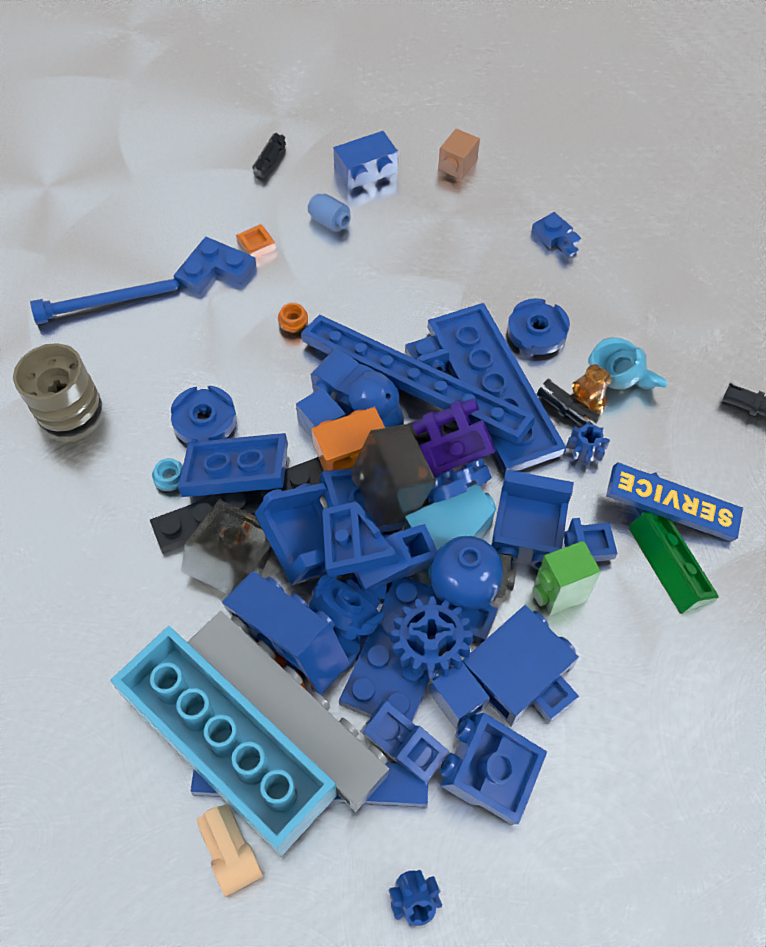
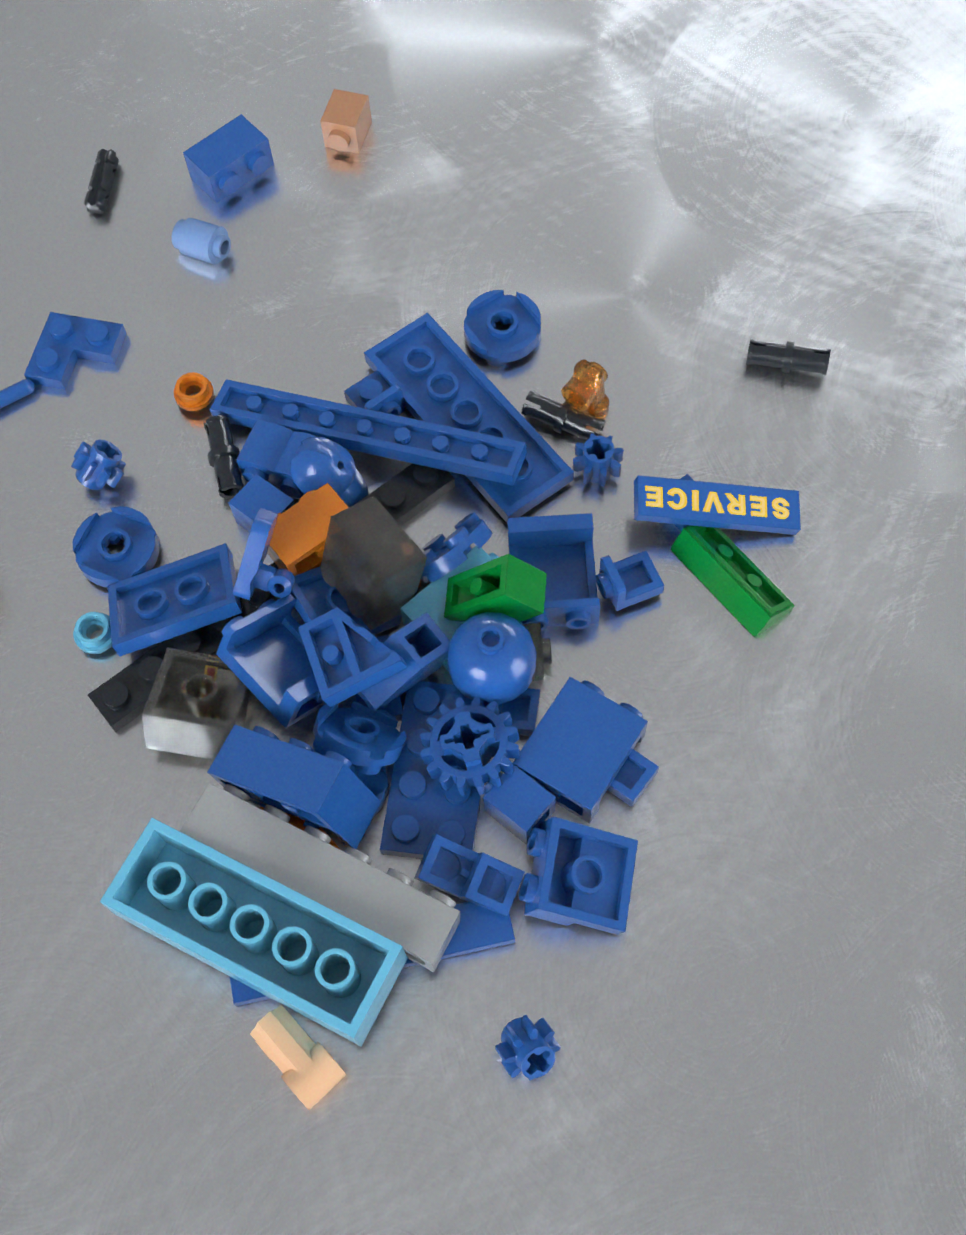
camera: 10 degrees left, 5 degrees up
(207, 352) = (98, 464): none -> blue gear
(256, 241) = (118, 302): orange tile -> none
(299, 457) = (252, 571): none -> blue piece
(301, 369) = (223, 456): none -> black pin
(456, 447) = (442, 505): dark purple plate -> none
(485, 518) = (498, 587): none -> green slope
(556, 231) = (494, 196): blue plate -> none
(566, 578) = (610, 632): bright green brick -> none
(625, 364) = (618, 349): medium azure hair -> none

